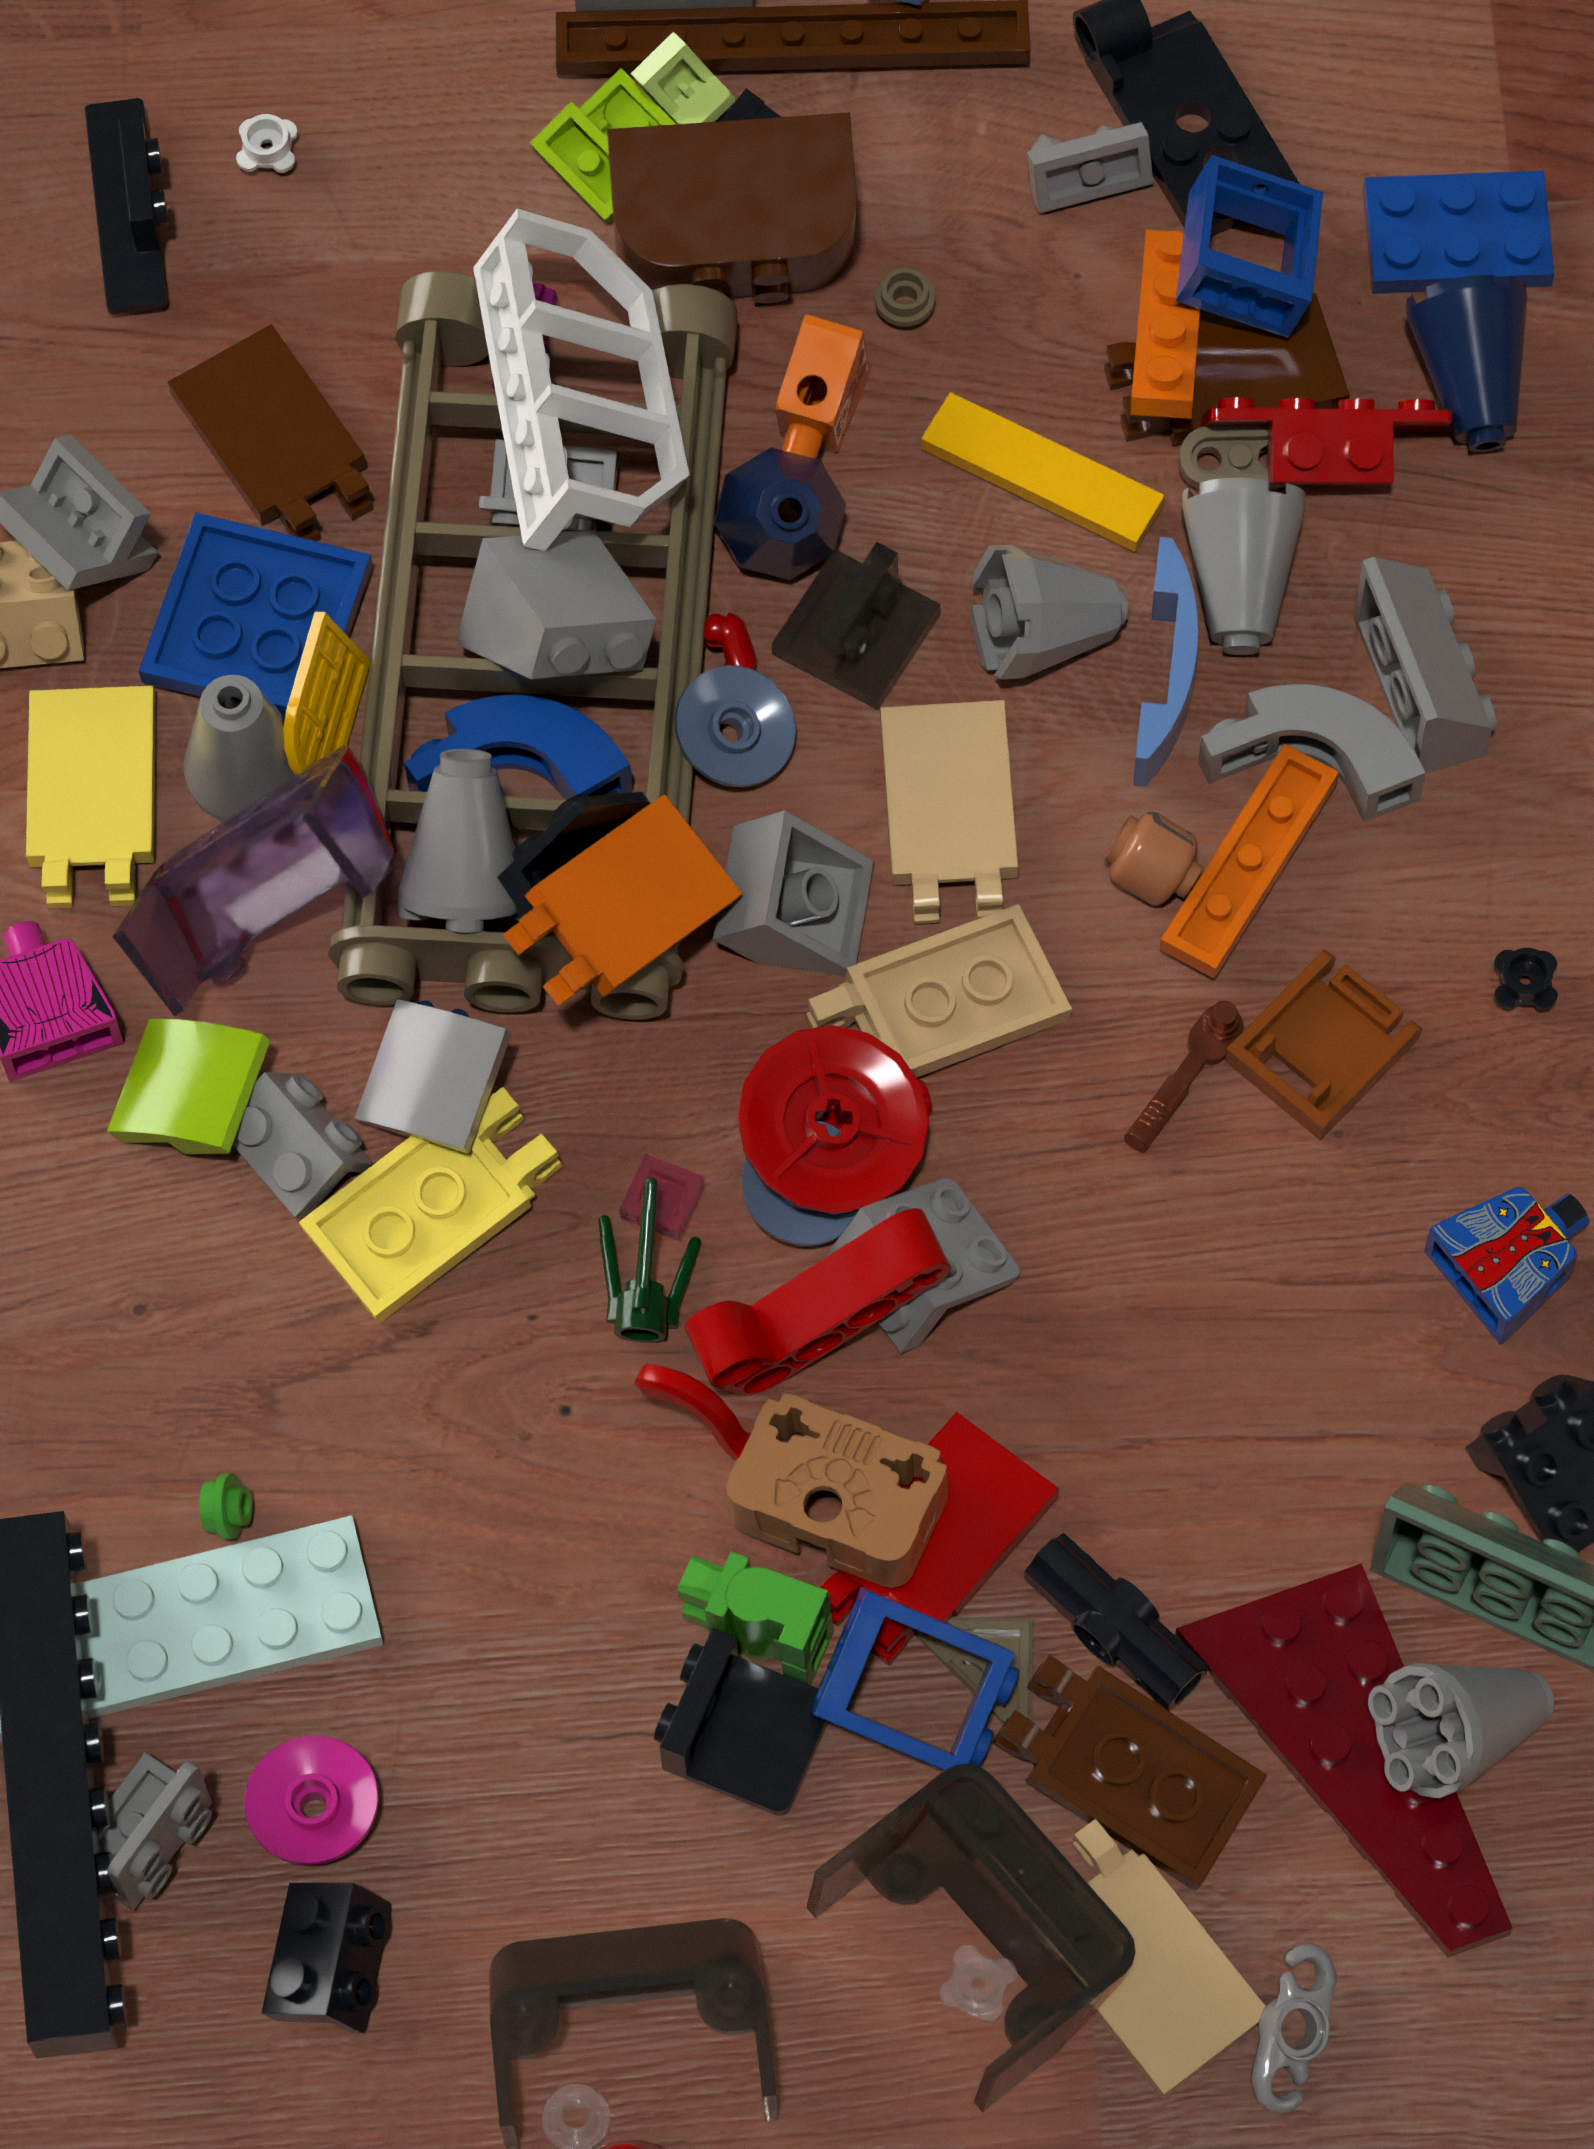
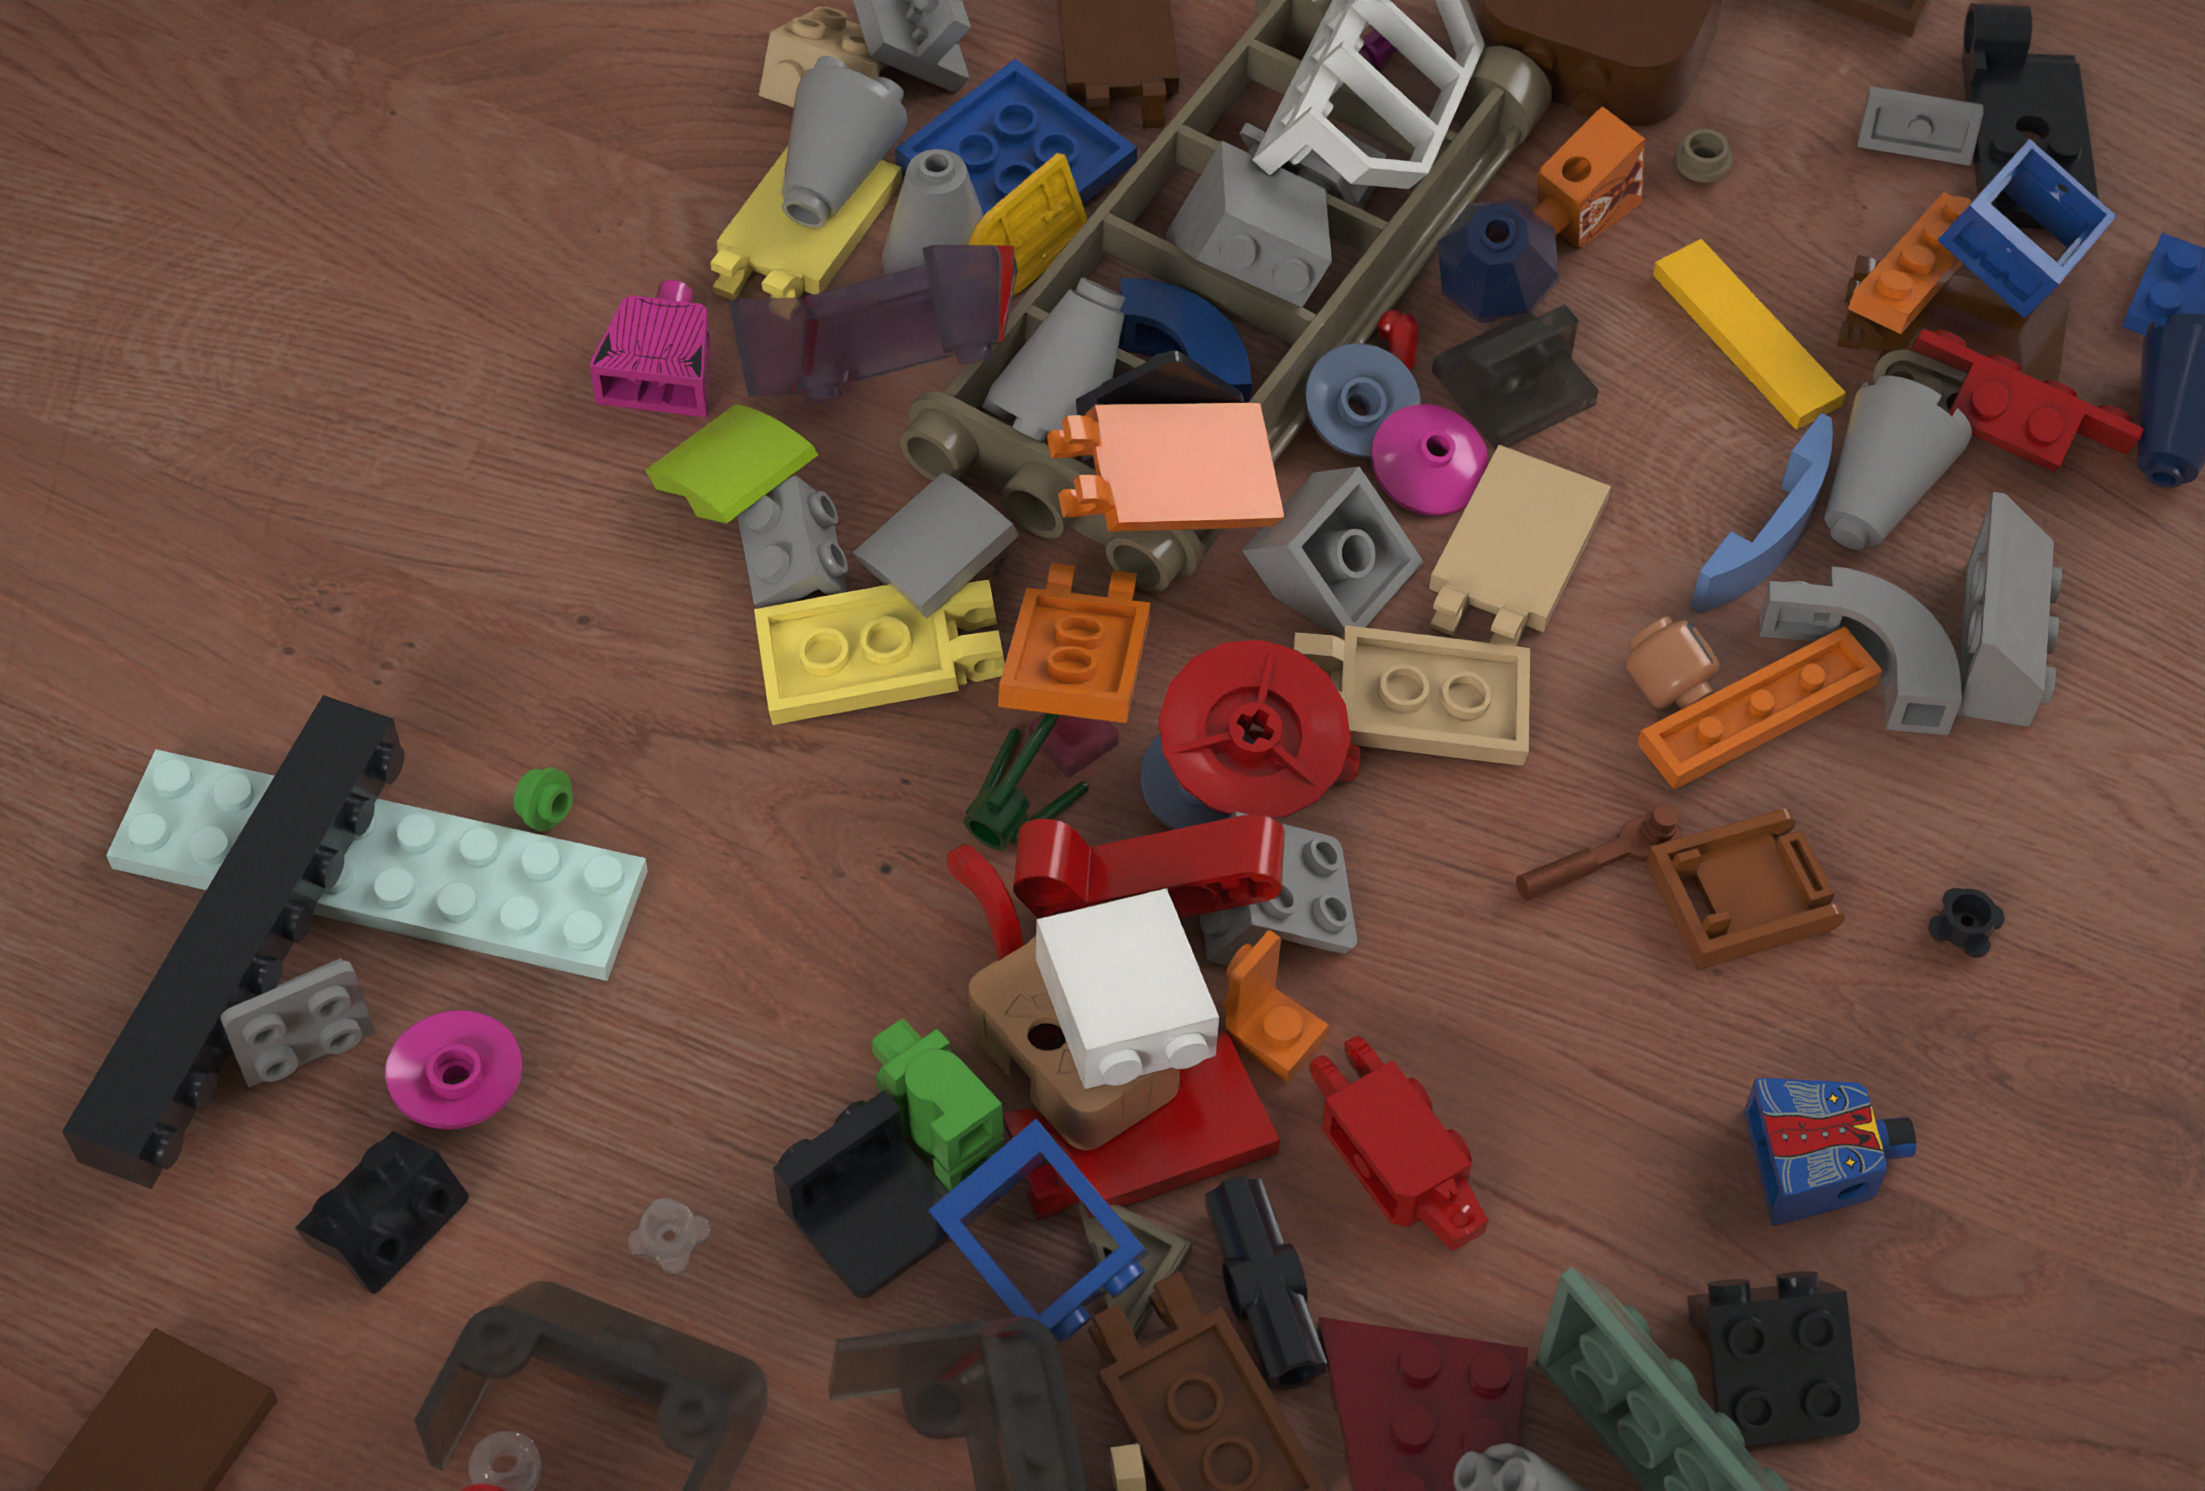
camera: 25 degrees right, 10 degrees down
(90, 700) = (837, 138): none -> light grey cone
(575, 1832) = (667, 1216): none -> clear plate
(631, 1121) = (1076, 649): none -> orange tile
(809, 773) = (1414, 475): none -> dark pink dish
(873, 1431) = (1126, 989): none -> white brick
(987, 1383) = (1263, 1019): none -> orange bracket
(1040, 610) = (1685, 427): light grey cone -> none
(1159, 1440) = (1399, 1146): none -> red hinge

